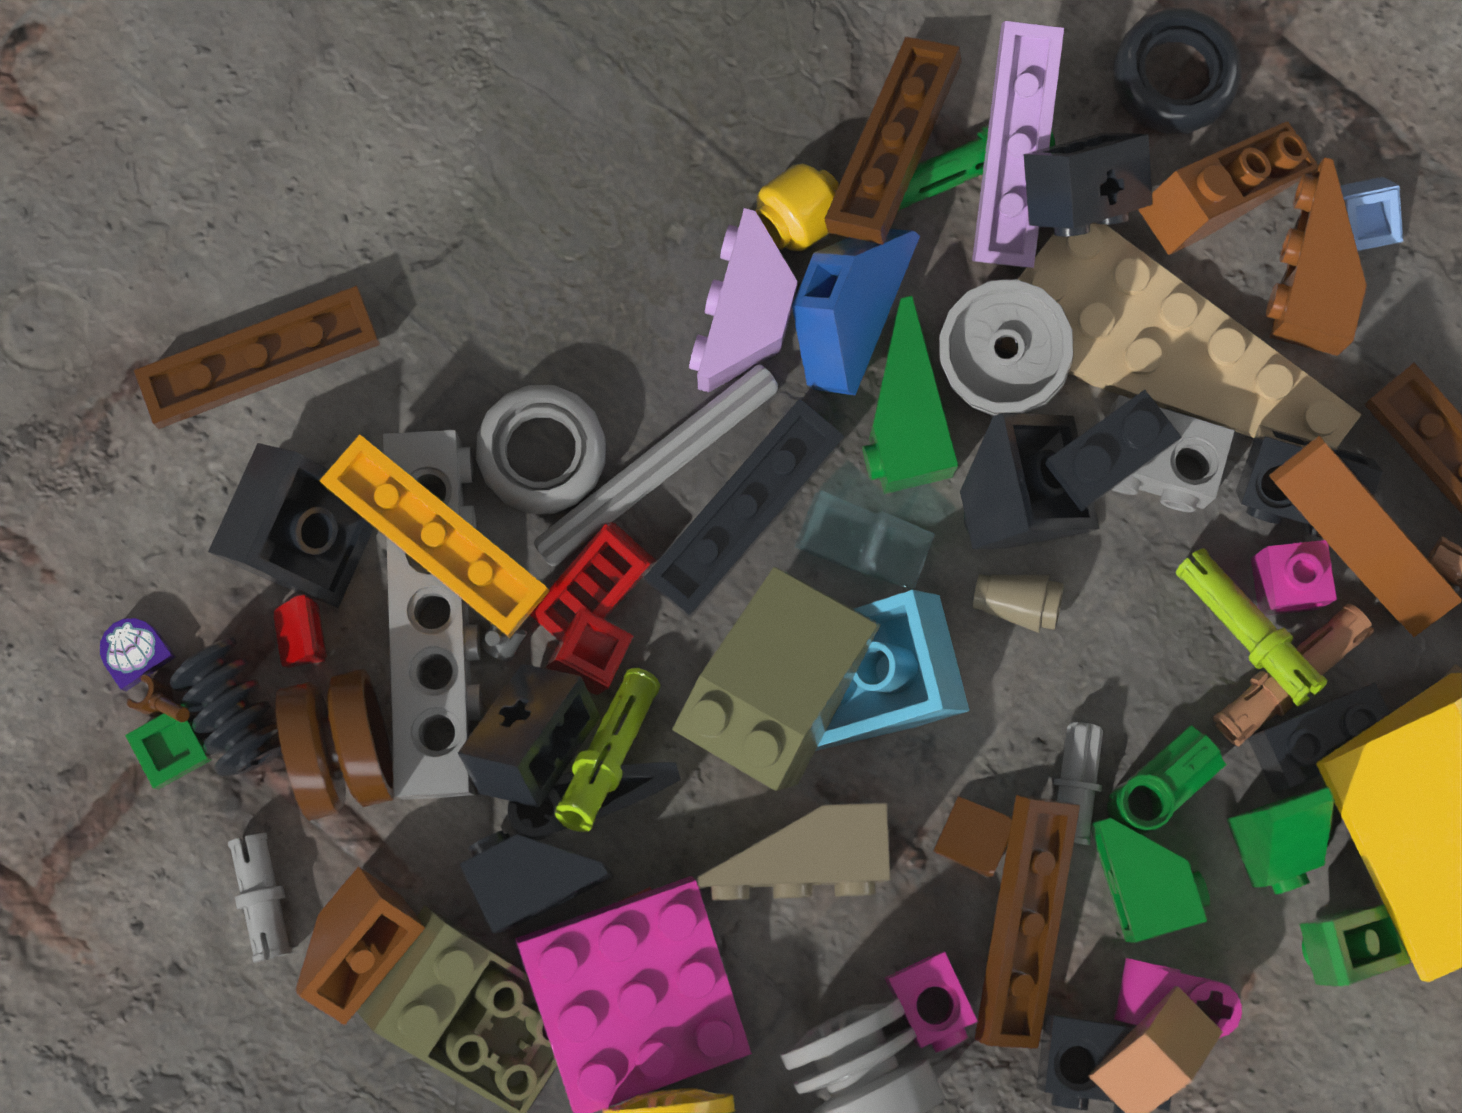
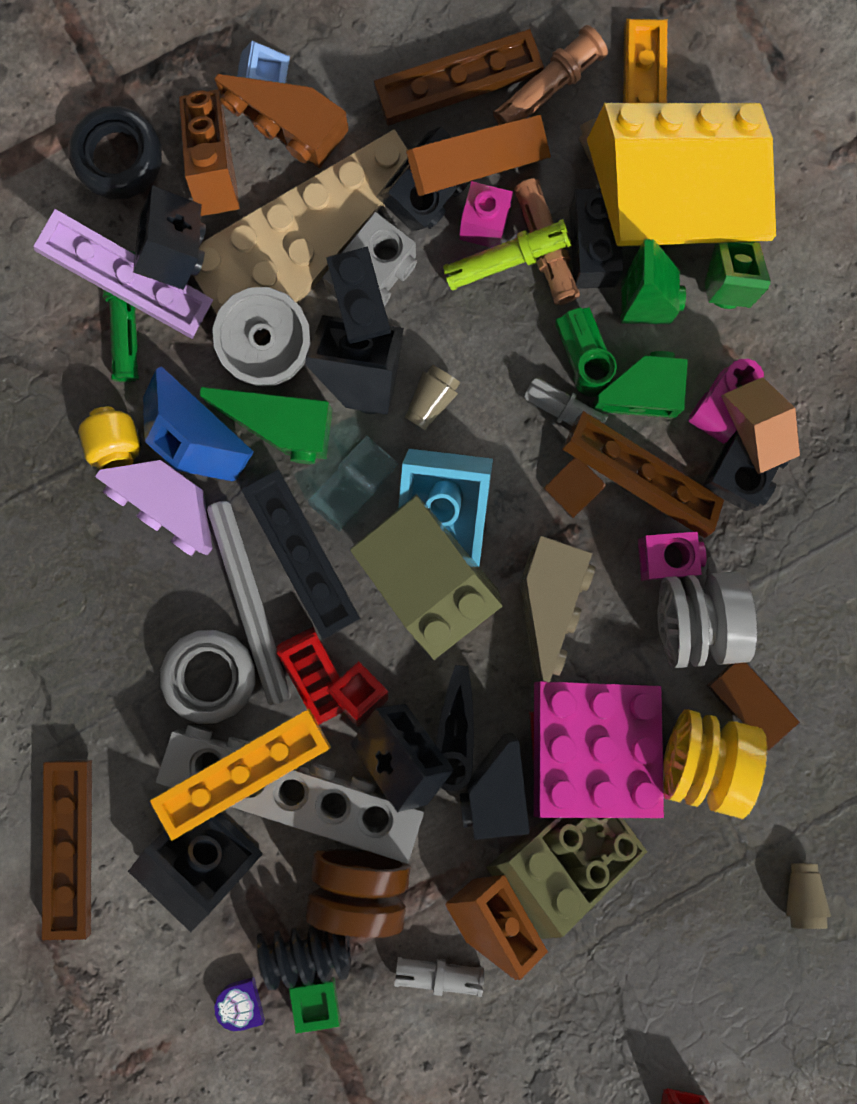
camera: 65 degrees left, 5 degrees up
(159, 701) = (280, 1001): reddish brown hand -> none
(299, 632) = (270, 885): red slope -> none
(500, 645) = (333, 754): dark grey hand -> none
(584, 799) = (461, 738): lime pin -> none
(893, 140) = (88, 358): reddish brown plate -> none

